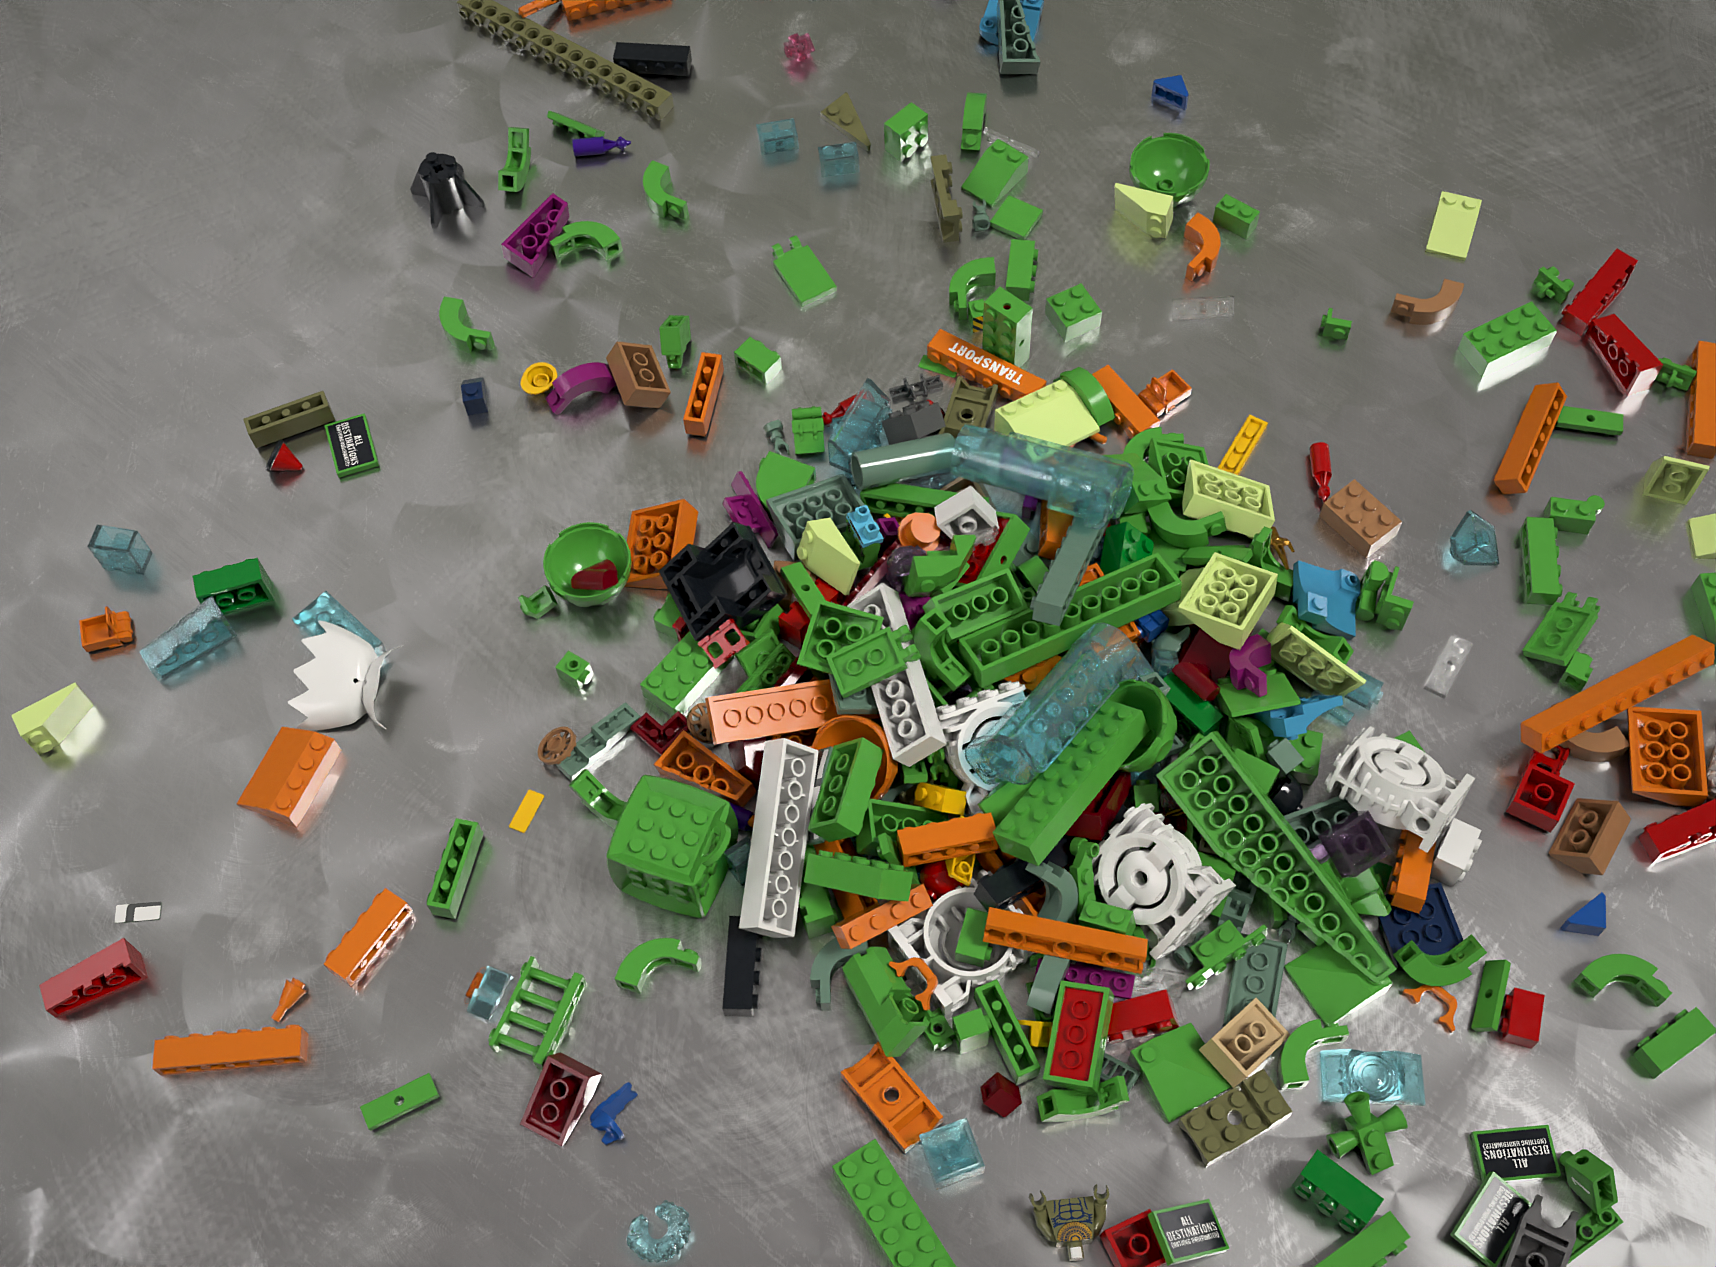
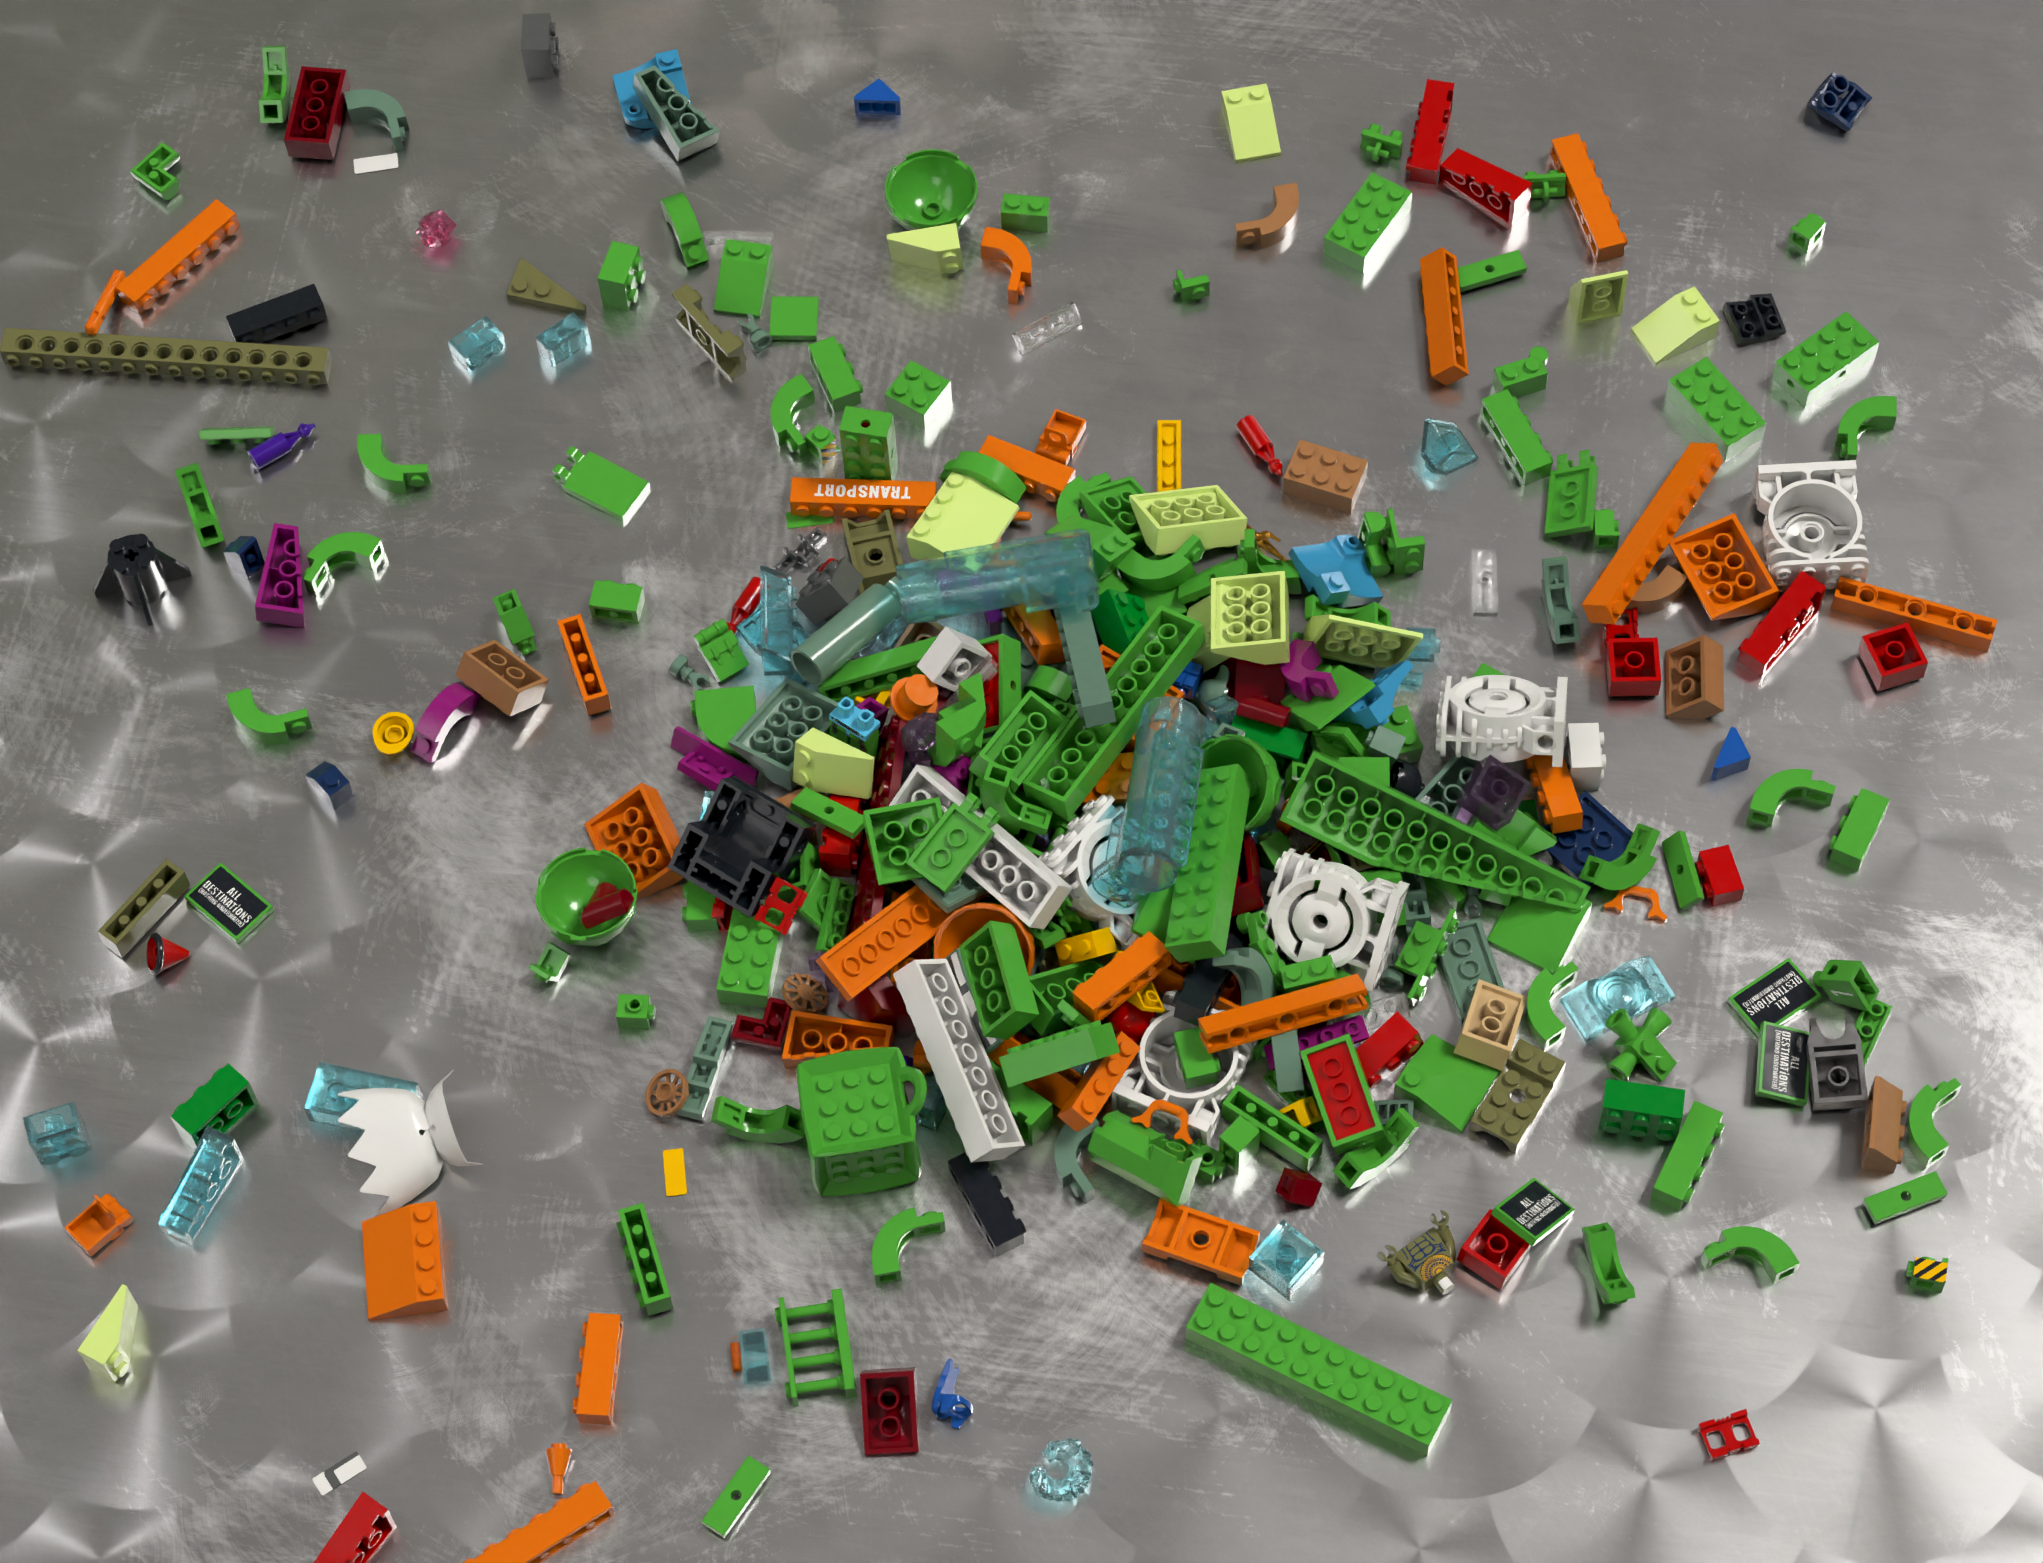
camera: 30 degrees left, 0 degrees up
(521, 207) = (244, 556): none -> dark blue slope
(1503, 711) = (1557, 601): none -> sand green arch

